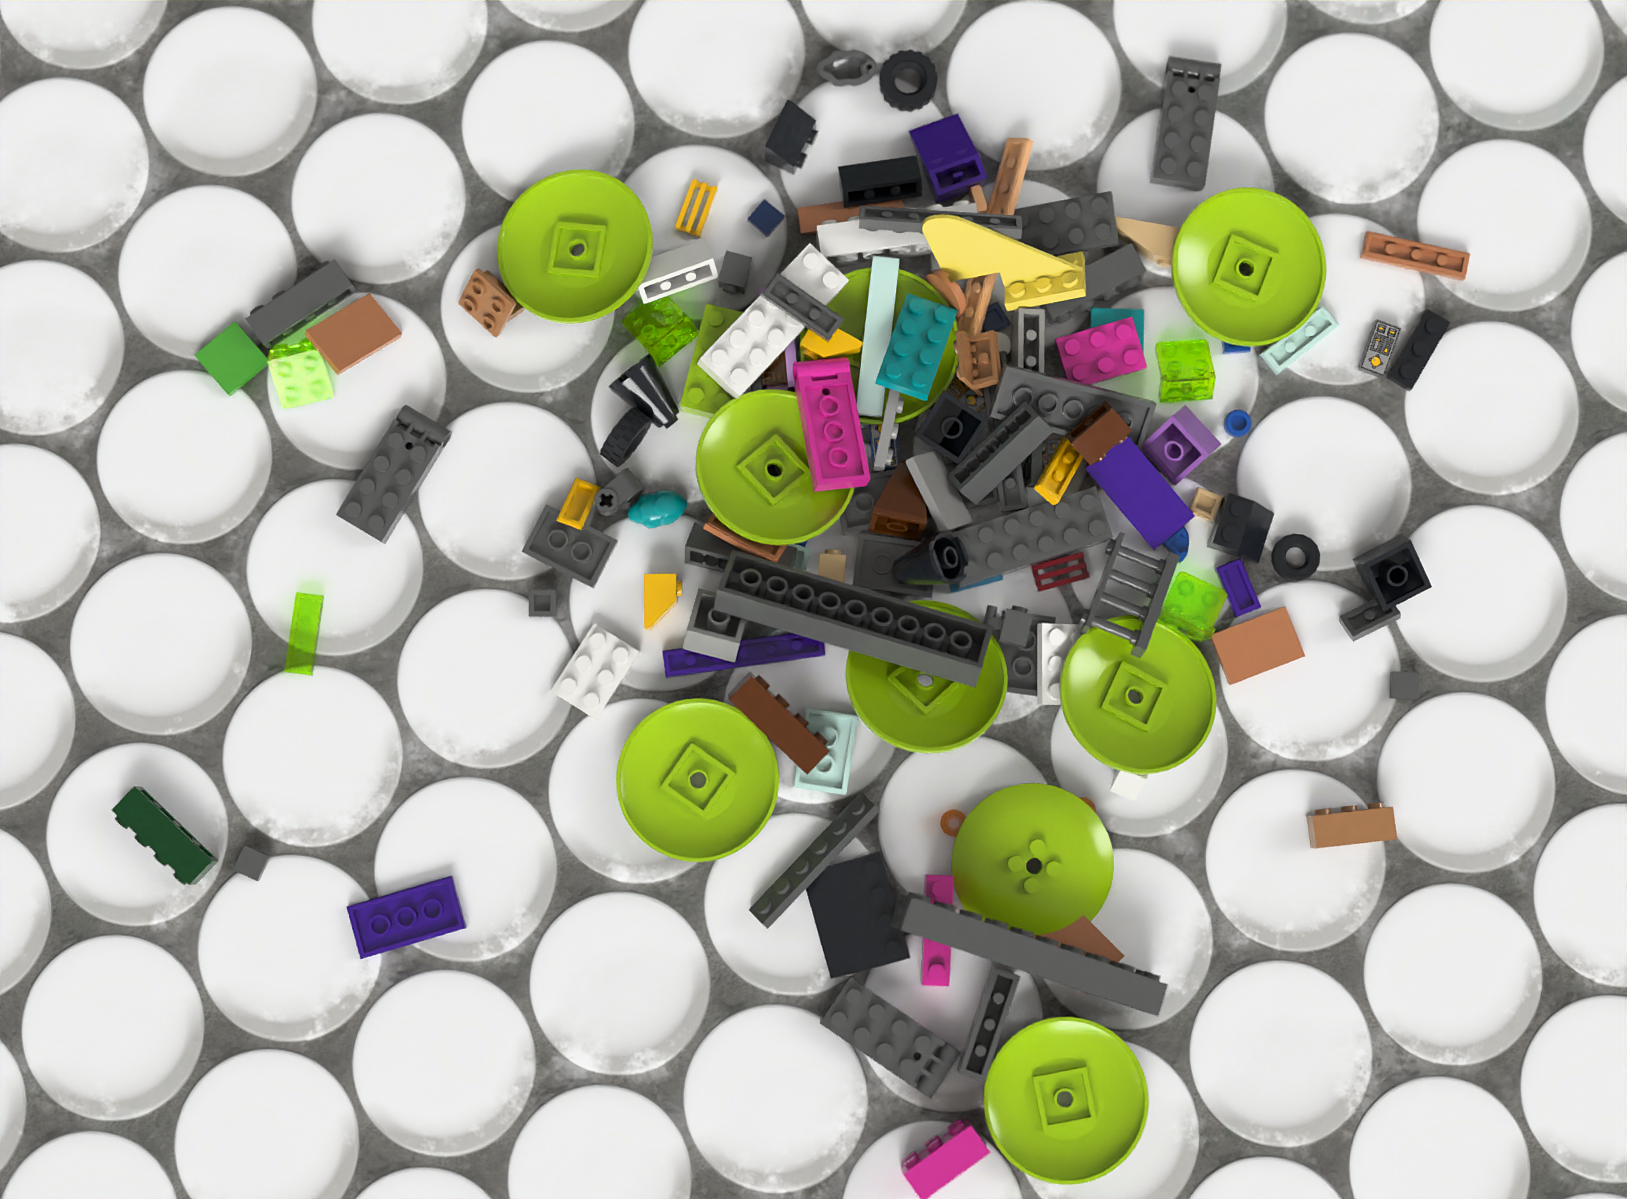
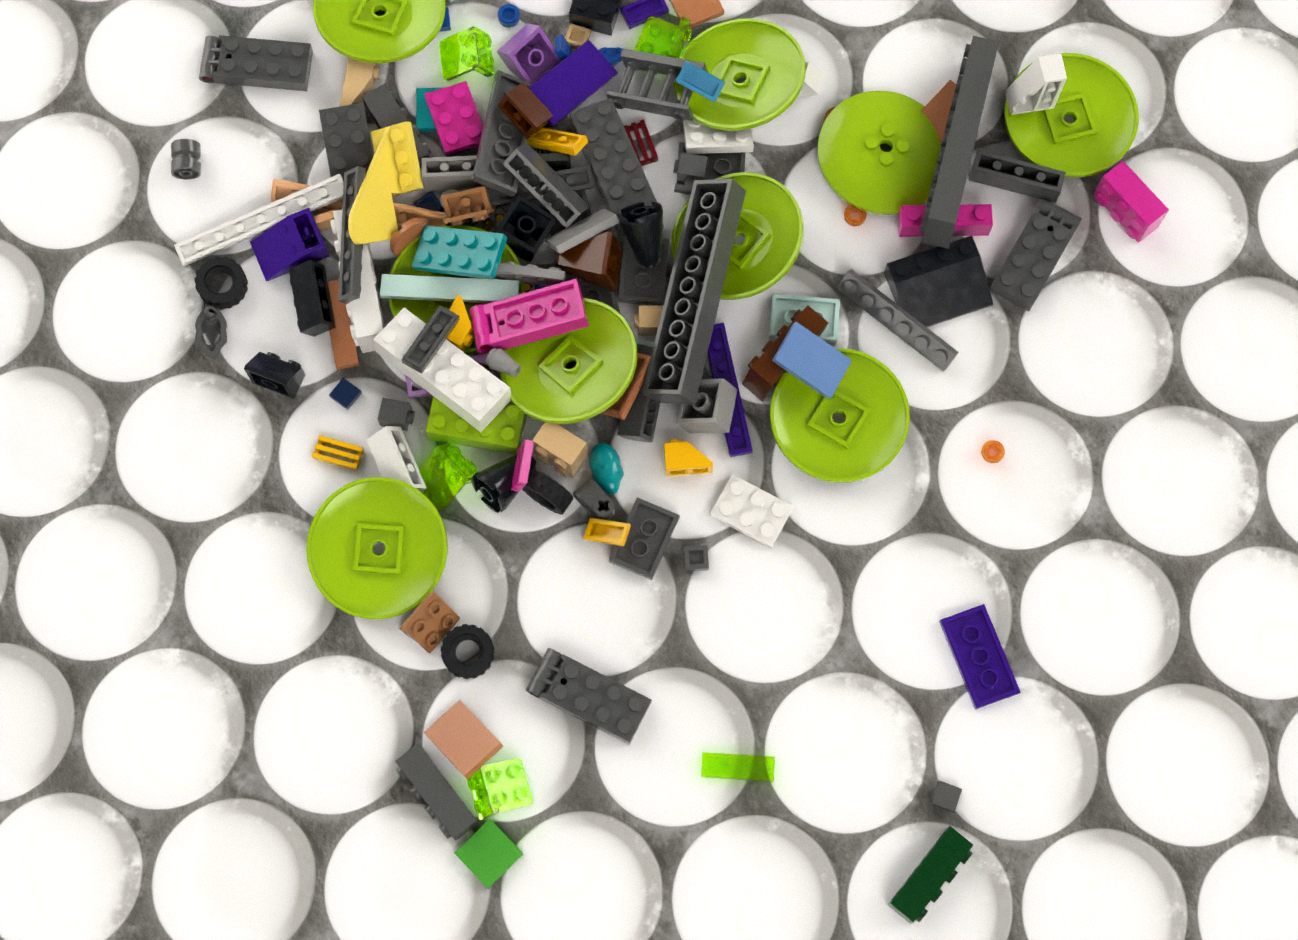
camera: 90 degrees left, 10 degrees down
(447, 324) = (460, 634): none -> black tyre
(646, 967) = (997, 446): none -> clear orange plate
(652, 408) = (522, 465): none -> dark pink tile
(675, 455) = (560, 448): none -> tan brick
(758, 749) = (812, 360): none -> medium blue tile
(777, 391) = (502, 362): none -> light grey cone
(980, 124) = (259, 220): none -> white tile
(1063, 40) = (185, 156): none -> dark grey wheel
(1092, 1055) = (1038, 85): none -> white wedge
(1122, 643) = (700, 81): none -> dark azure tile
(1187, 485) = (562, 47): none -> blue tile

